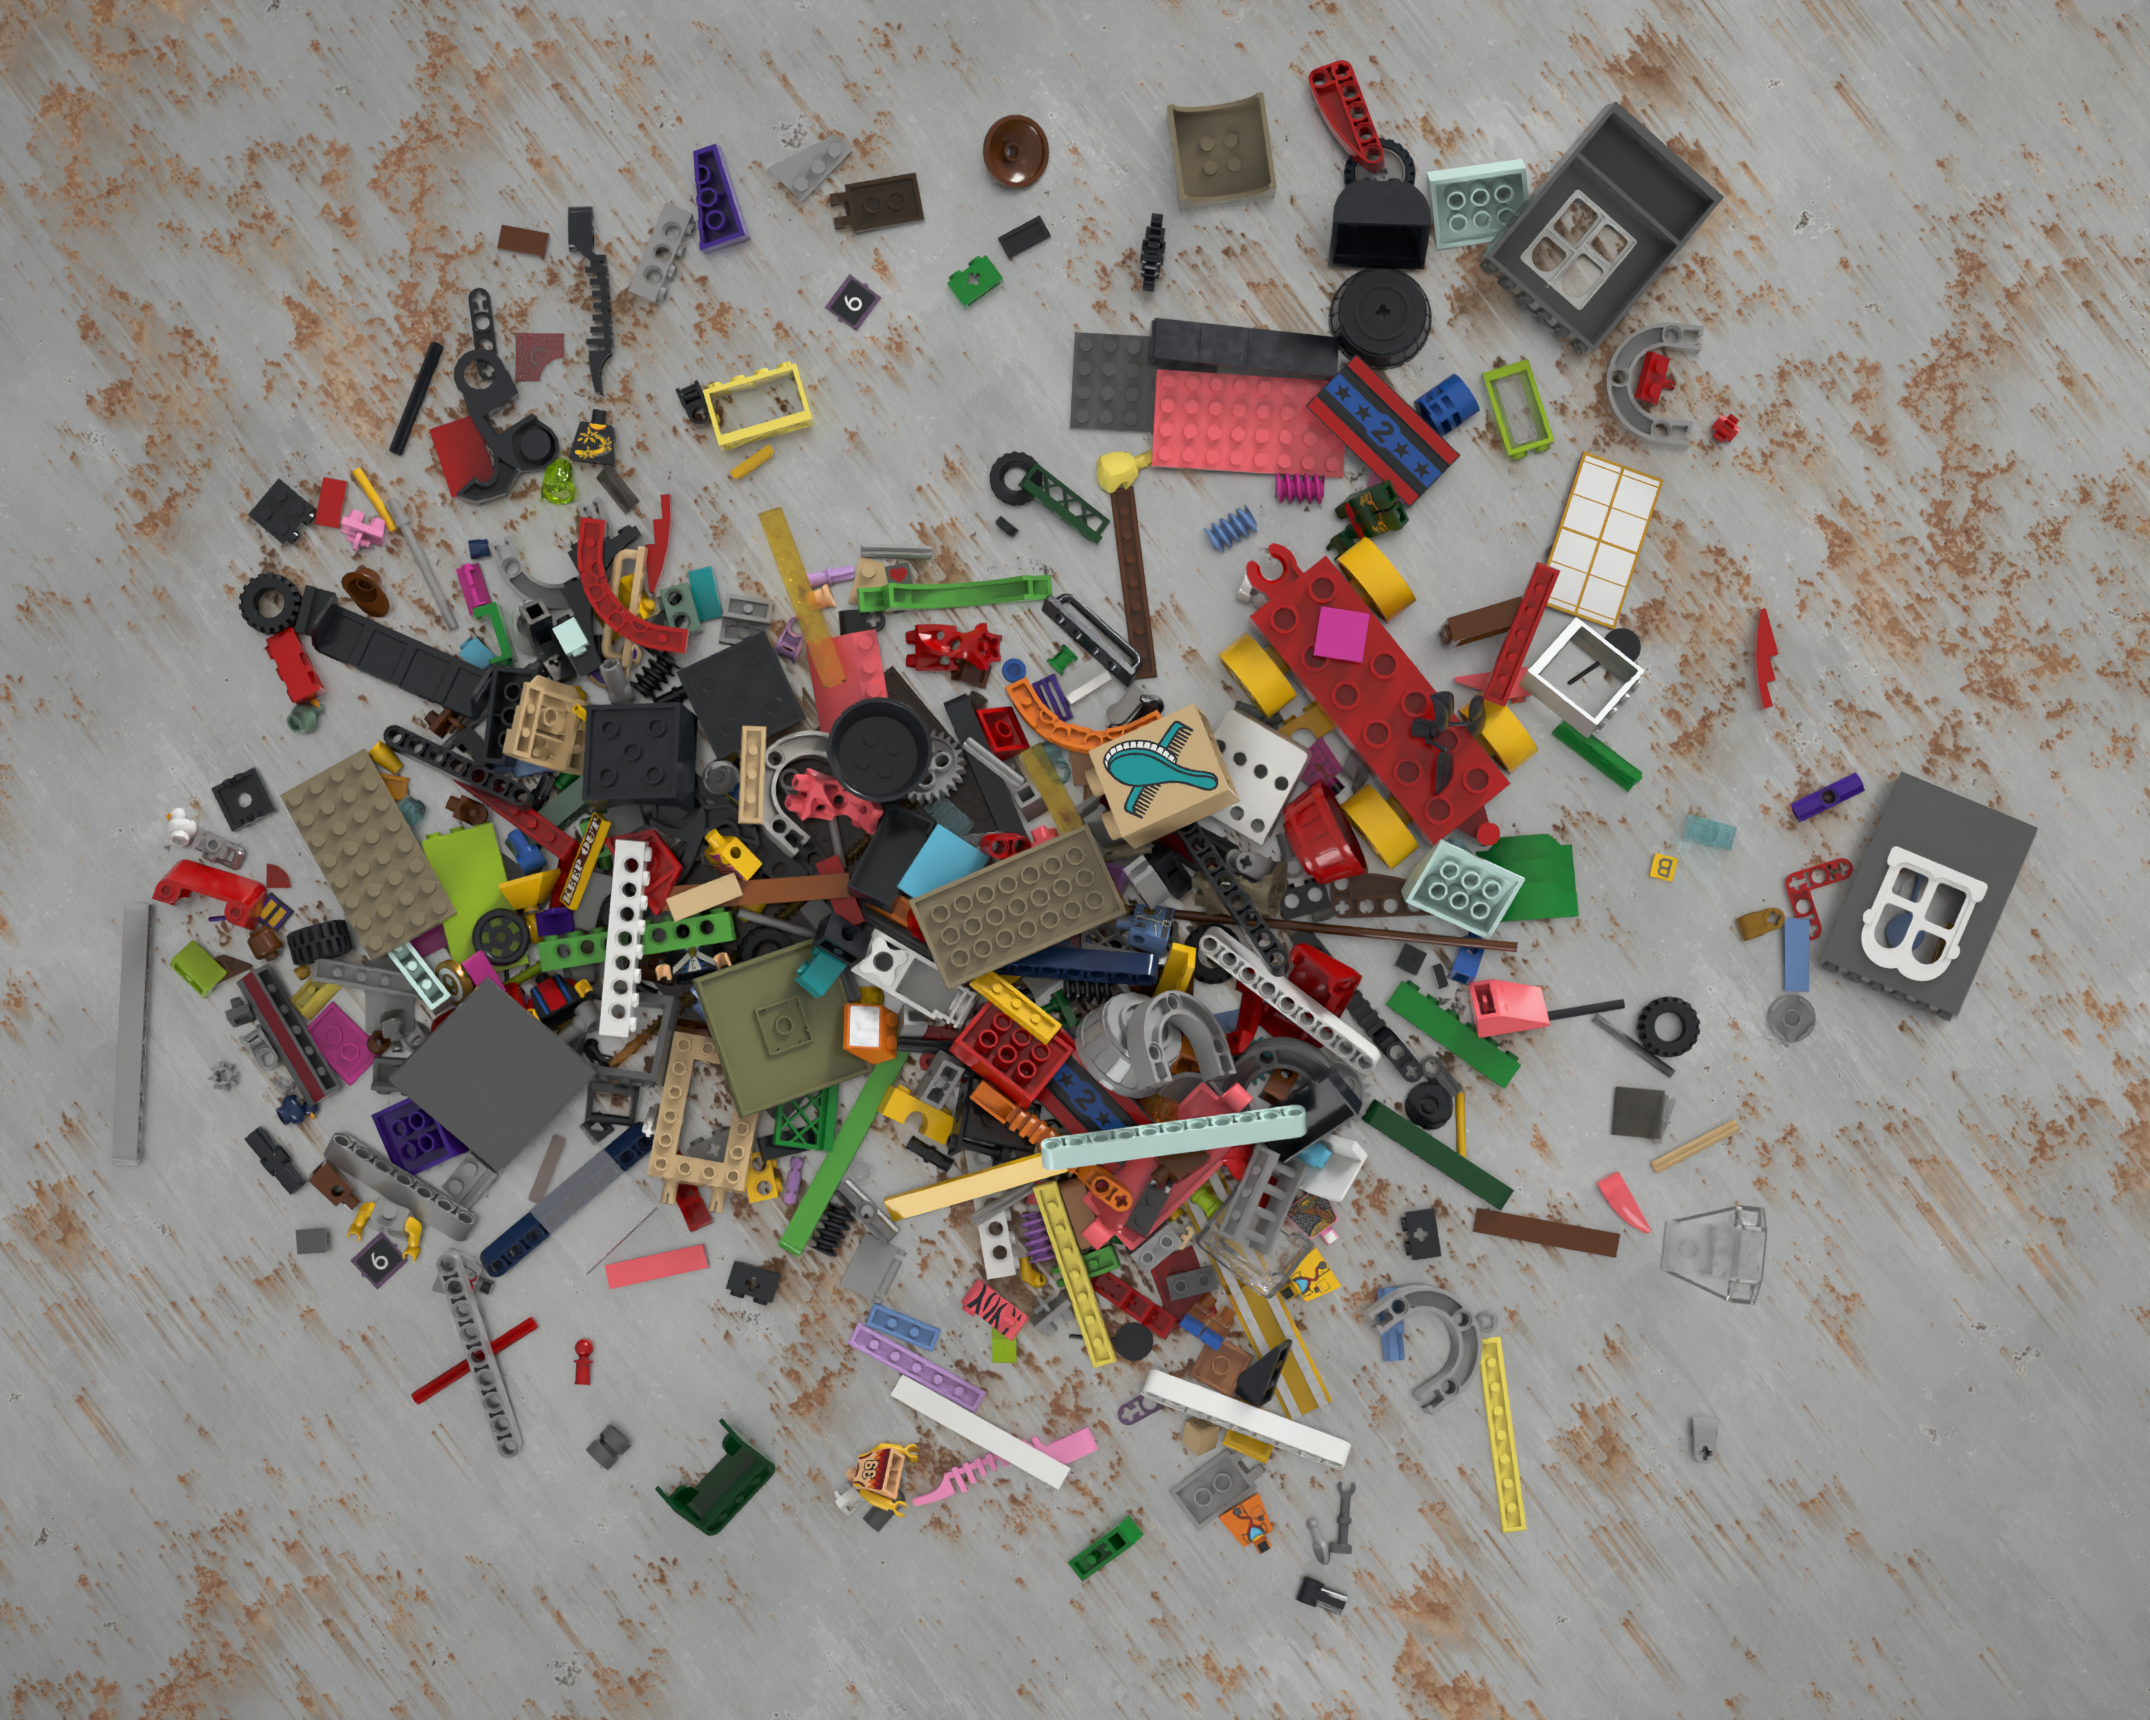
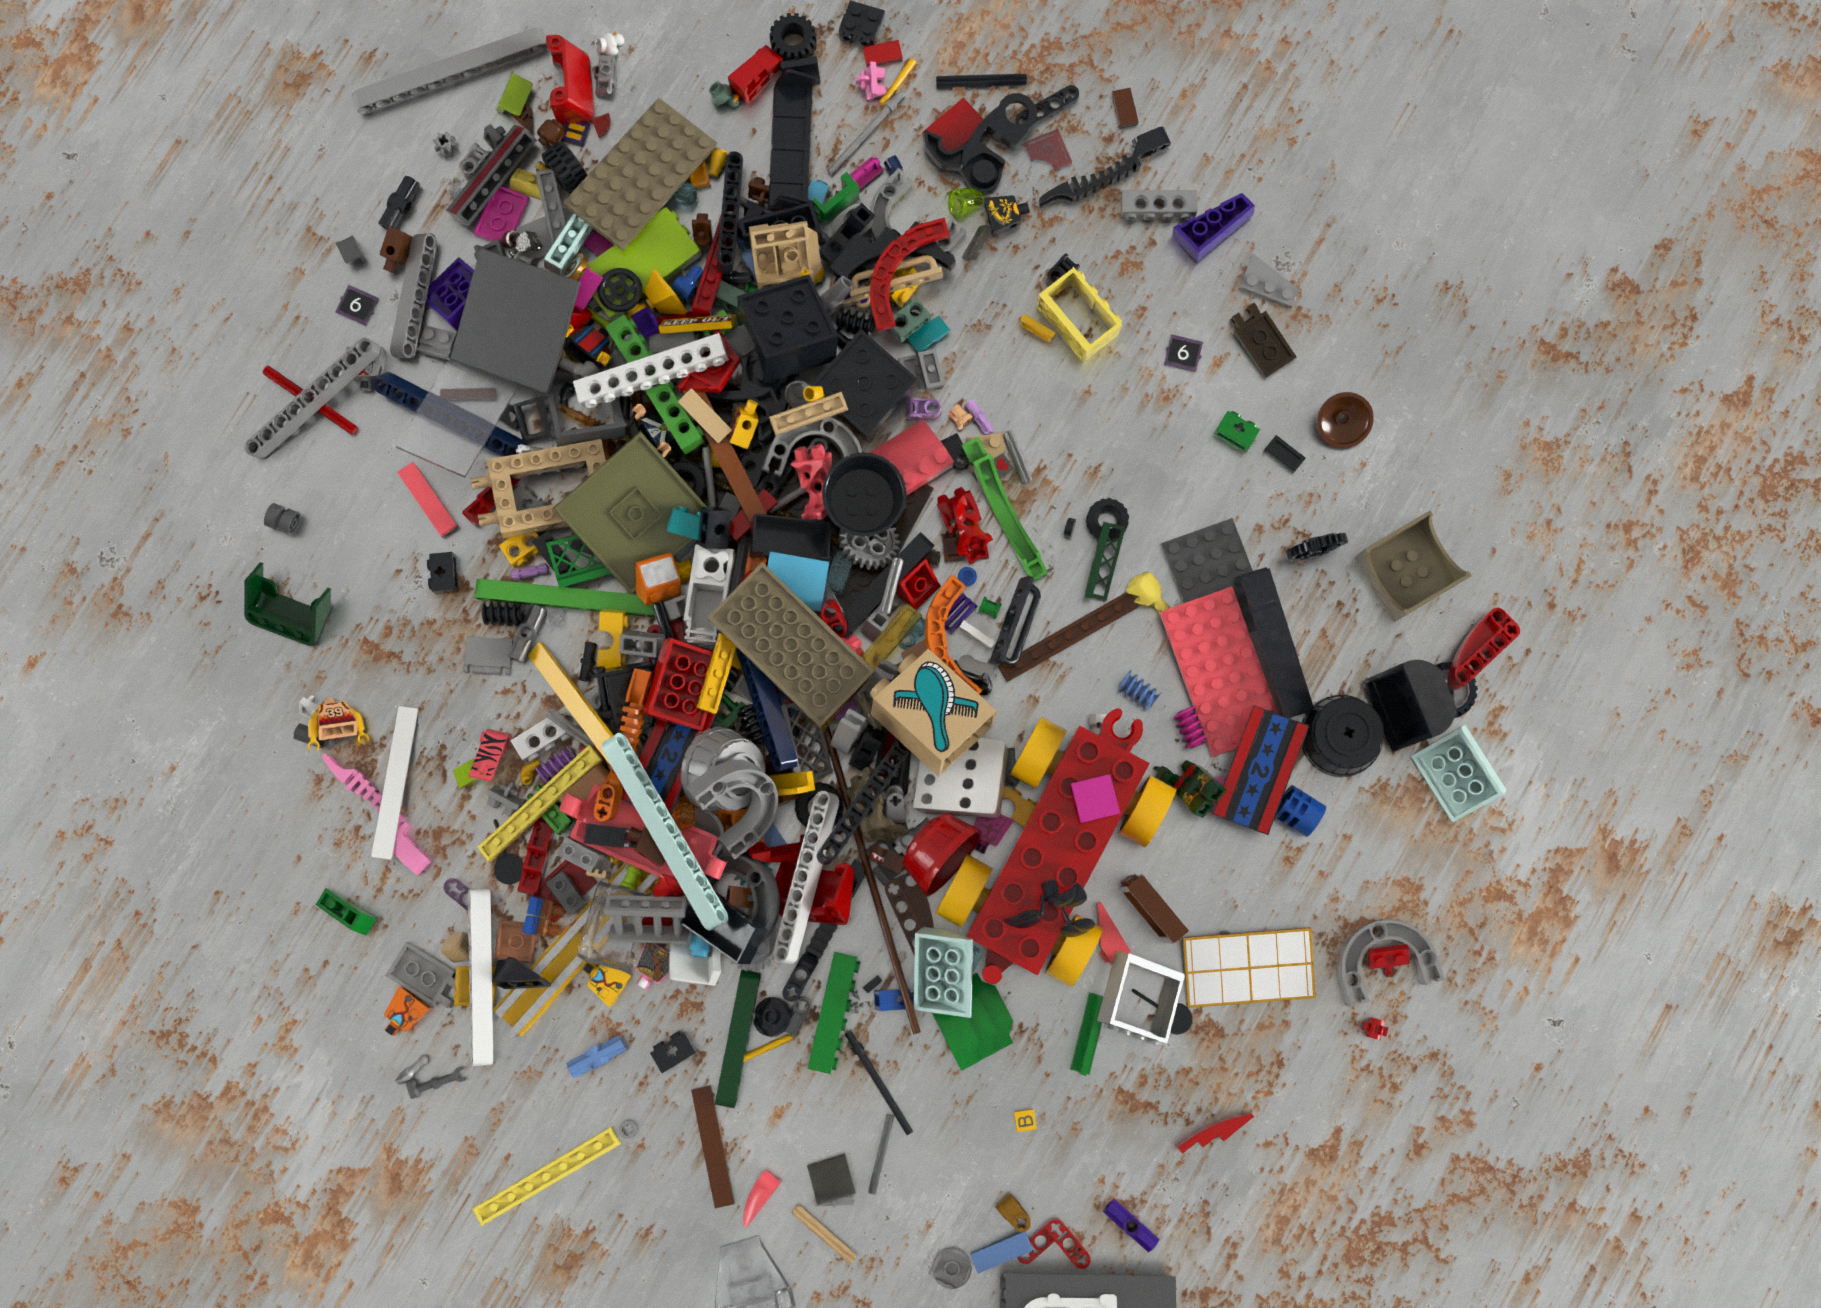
camera: 65 degrees right, 5 degrees down
(228, 793) = (647, 66): black piece -> none
(293, 1112) = (438, 200): dark blue animal -> none
(366, 590) = (831, 100): reddish brown piece -> none
(391, 1220) = (385, 299): torso -> none
(571, 637) = (854, 246): light aqua brick -> none
(583, 1349) = (347, 472): red pin -> none
(659, 551) = (944, 289): red slope -> none
(731, 759) = (813, 393): none -> yellow hose
(802, 597) = (954, 401): clear yellow tile -> none
(903, 1327) = (453, 695): medium blue tile -> none
(916, 1367) = (427, 717): lavender tile -> none
(1148, 928) = (816, 750): medium blue torso -> none
(1306, 899) = (886, 858): none -> reddish brown leg
(1316, 1594) = (370, 1083): black piece -> none
(1355, 771) = (998, 856): light grey piece -> none
(1410, 959) = (875, 956): black brick -> none
(1465, 1337) = (606, 1119): light grey piece -> none
(1506, 1007) = (869, 1045): coral slope -> none
(1517, 409) = (1319, 865): piece -> none
(1520, 633) = (1154, 935): red tile -> none
(1631, 186) = (1524, 883): dark grey panel -> none
(1689, 1032) = (905, 1193): black tyre -> none
(1708, 833) = (1065, 1144): clear light blue brick -> none

